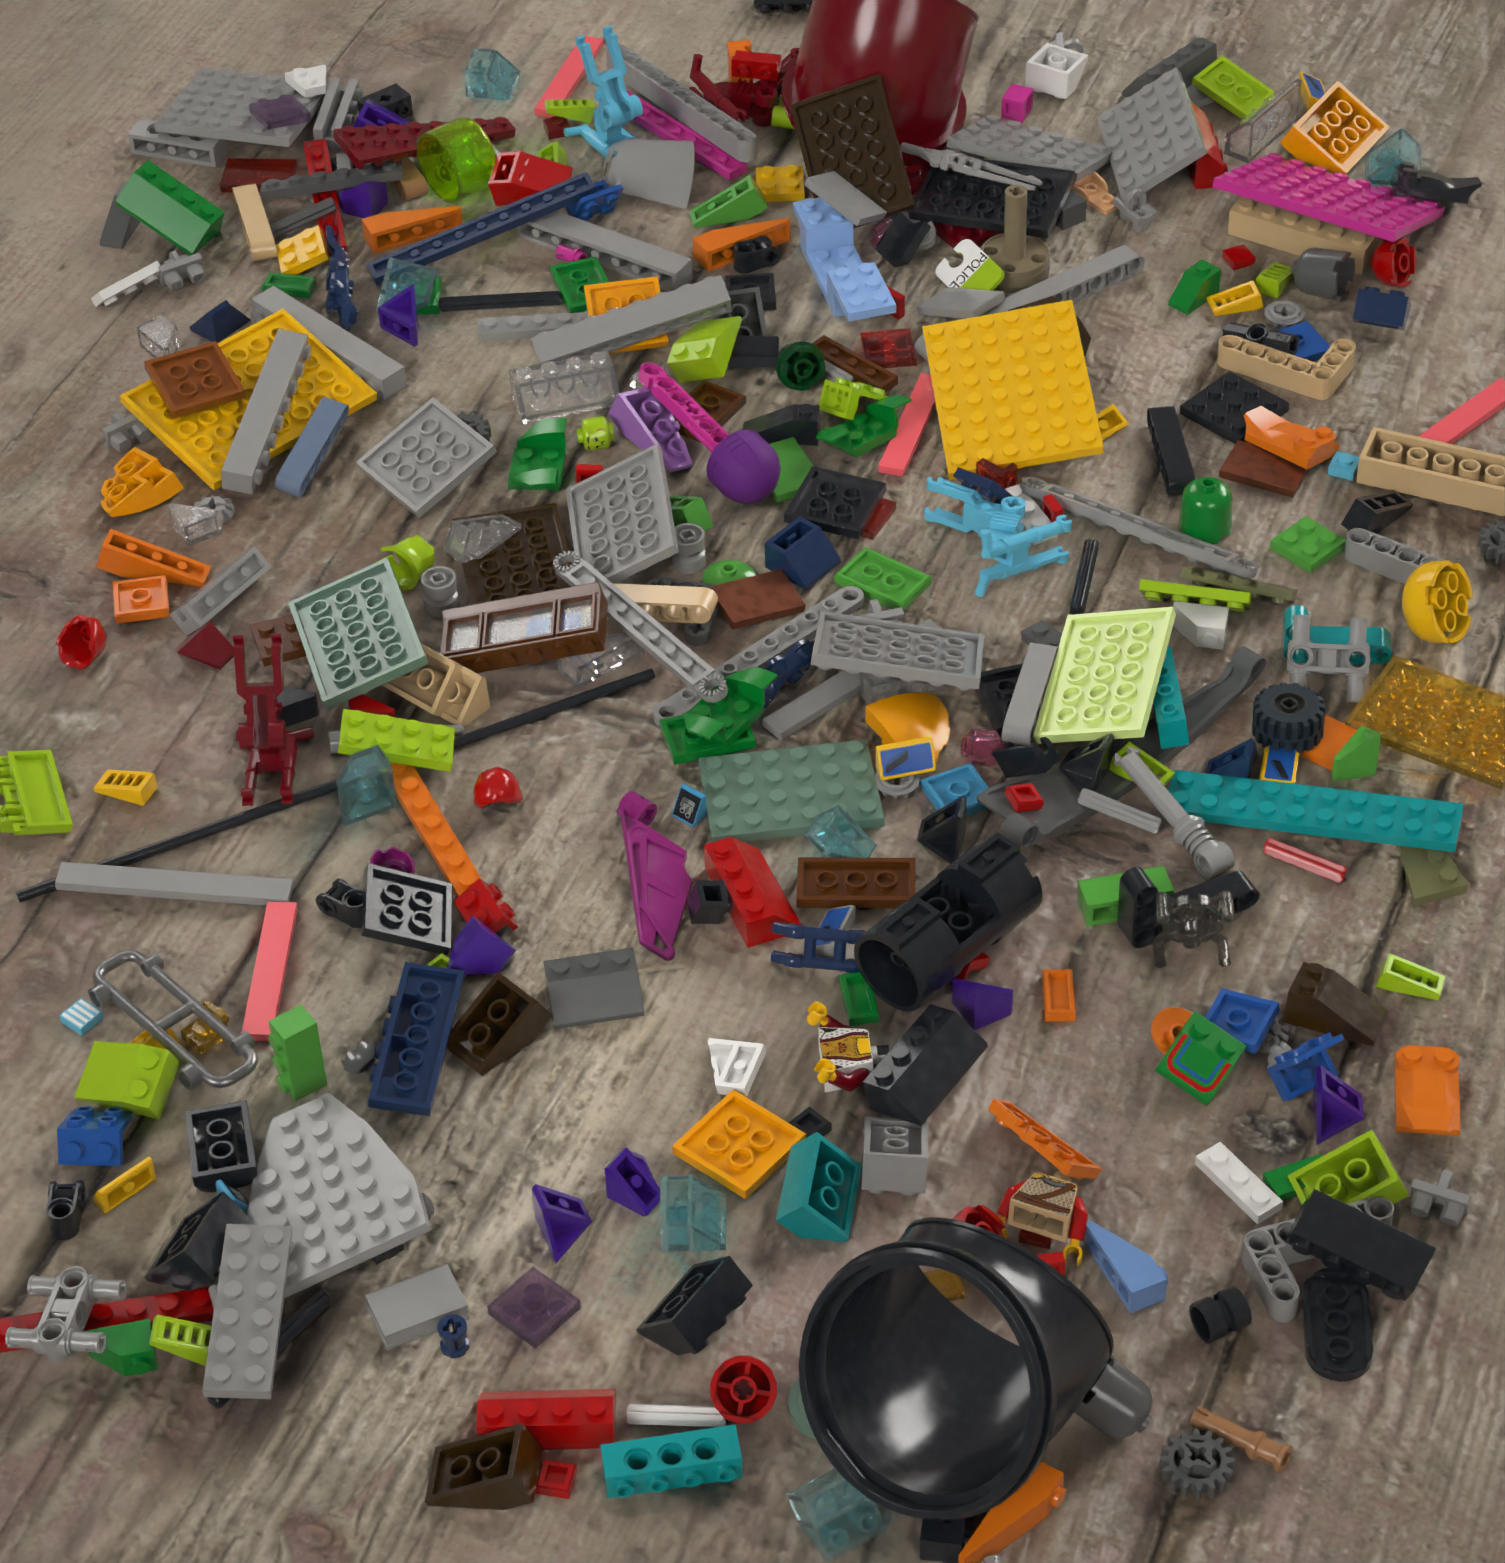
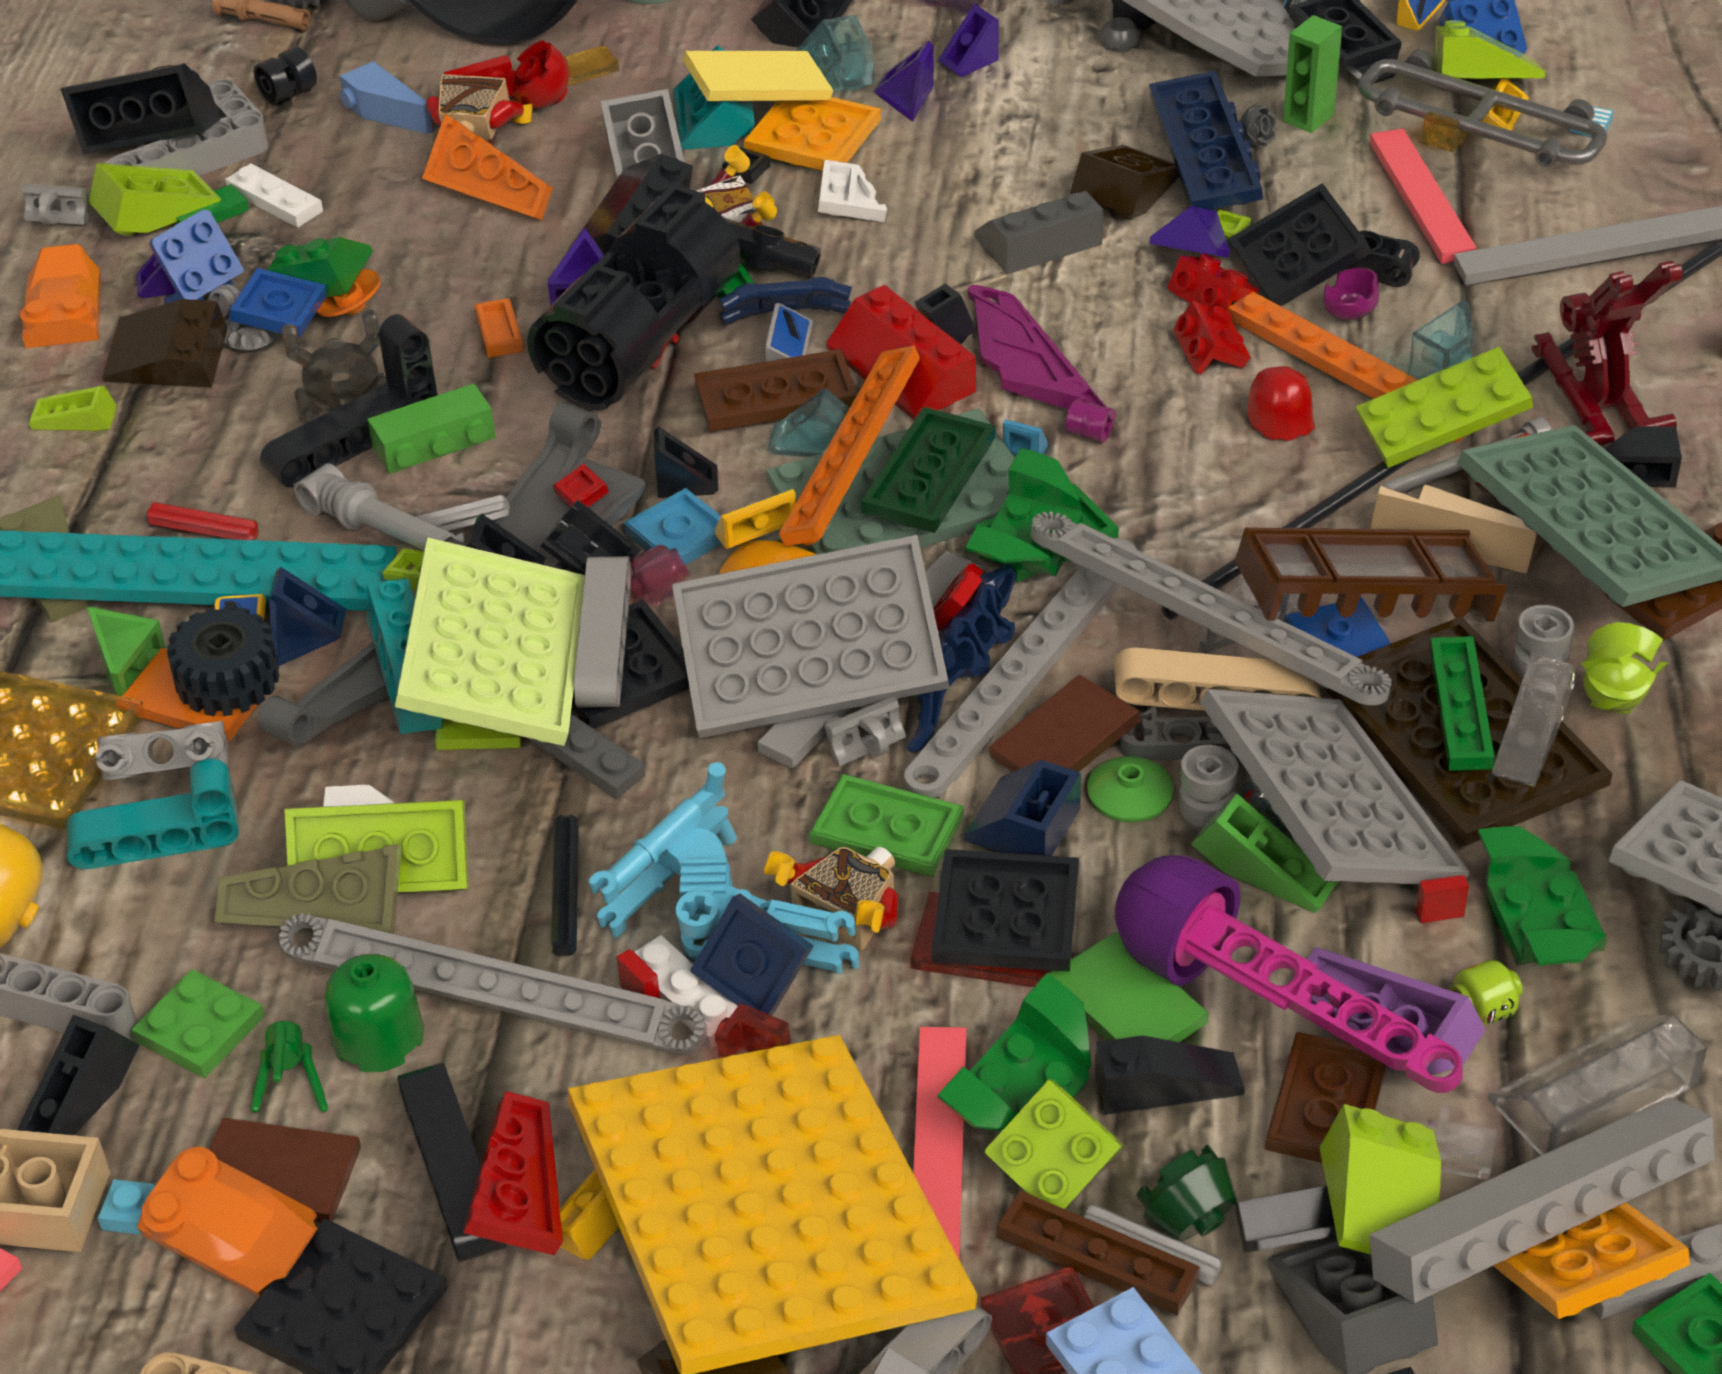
camera: 165 degrees right, 0 degrees up
(514, 861) = (1208, 335): none -> red bracket
(515, 556) = (1461, 703): none -> green plate
(772, 770) = (928, 469): none -> dark green plate
(776, 1162) = (757, 76): none -> light yellow tile
(794, 671) = (957, 594): none -> red tile
(819, 790) = (849, 447): none -> orange plate
(843, 1009) = (770, 250): none -> black piece
(921, 532) = (846, 884): none -> torso
(1135, 426) = (518, 1180): none -> red wing
(1258, 516) = (282, 1052): none -> green plant

